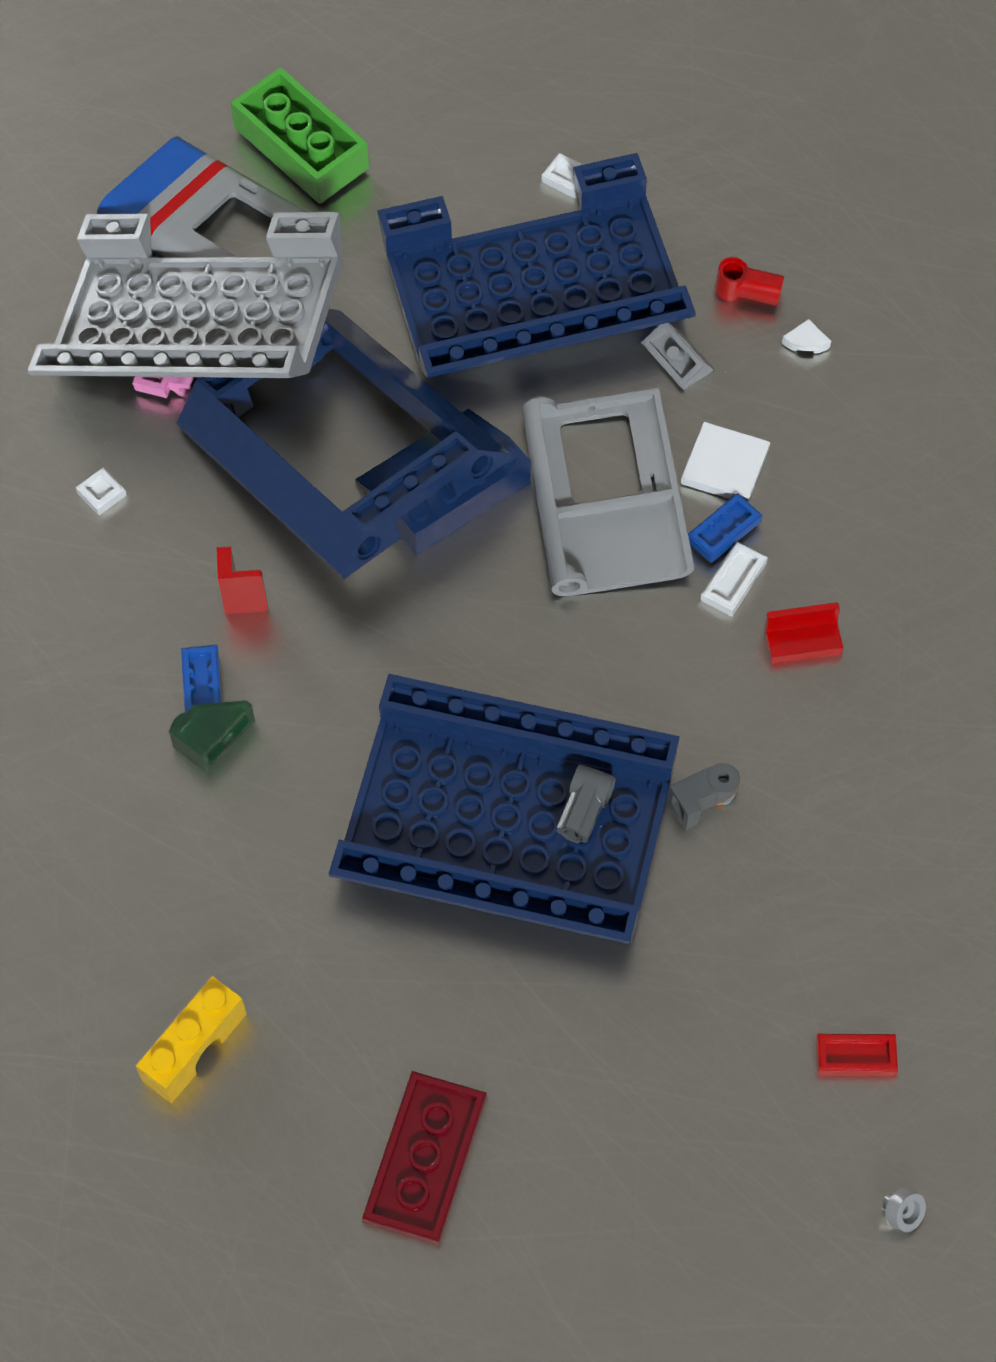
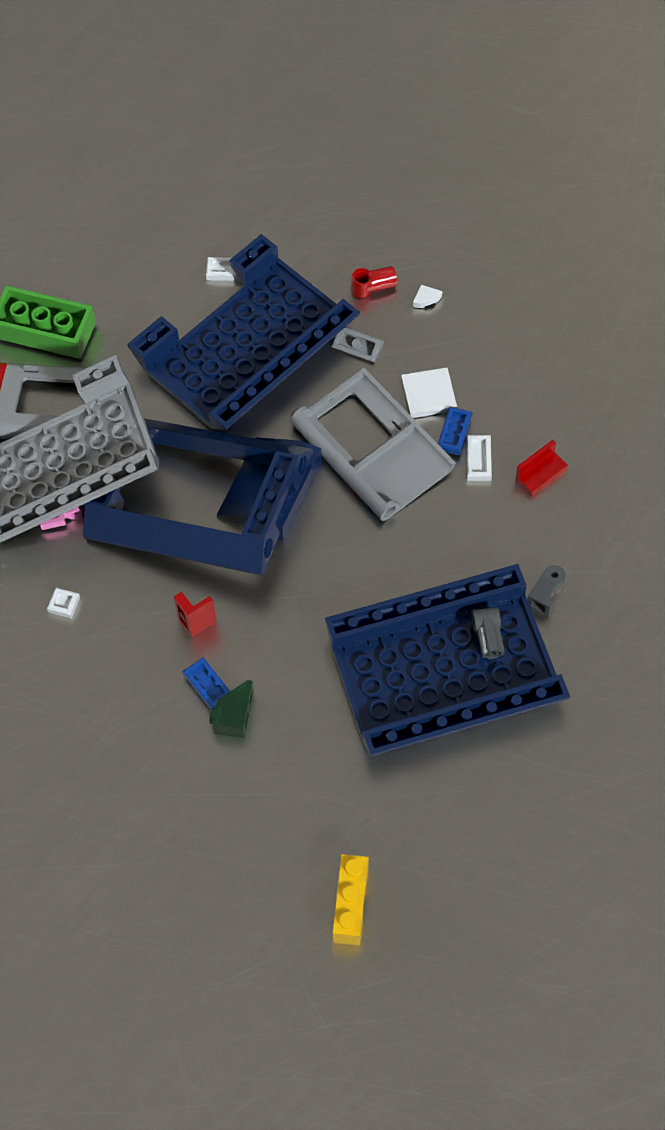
camera: 30 degrees left, 0 degrees up
(424, 1158) = (530, 889): dark red tile -> none

